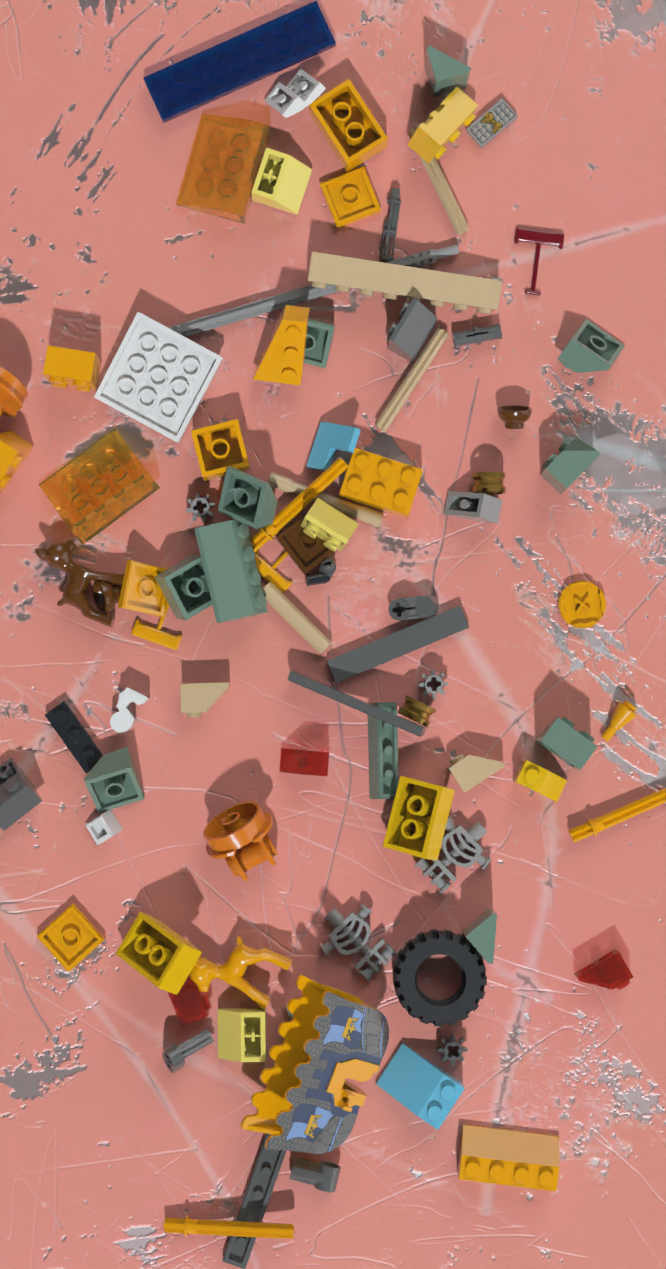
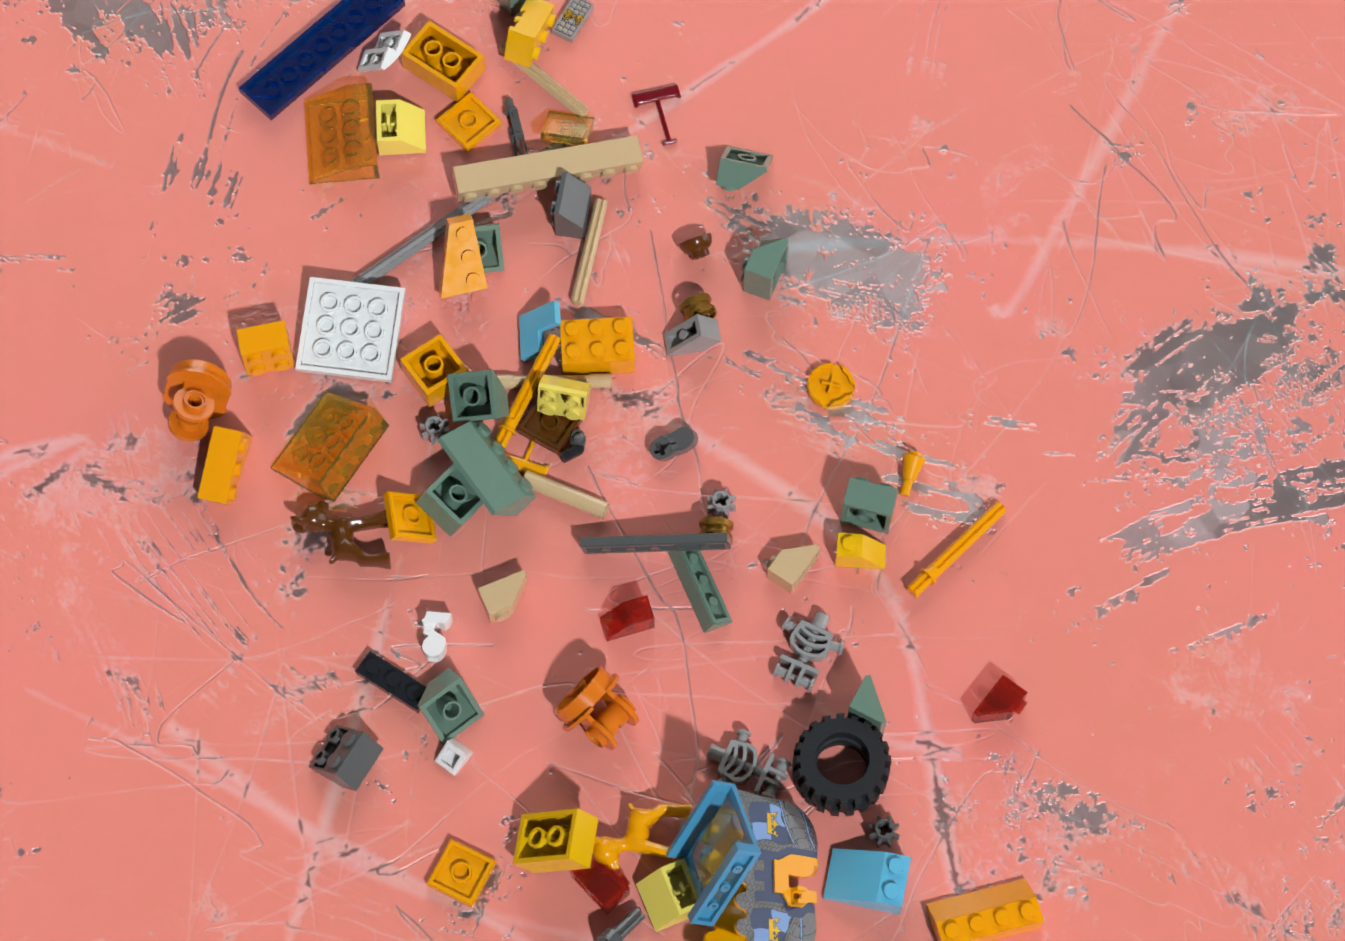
camera: 20 degrees left, 20 degrees down
(105, 595) = (373, 538): reddish brown piece -> none
(156, 635) = (437, 560): light orange piece -> none
(291, 1038) = (717, 850): none -> panel
(398, 644) = (672, 483): dark grey tile -> none
(418, 818) = (758, 623): yellow brick -> none
(440, 244) = (567, 128): none -> clear yellow tile
(477, 335) = (633, 193): dark grey pin -> none

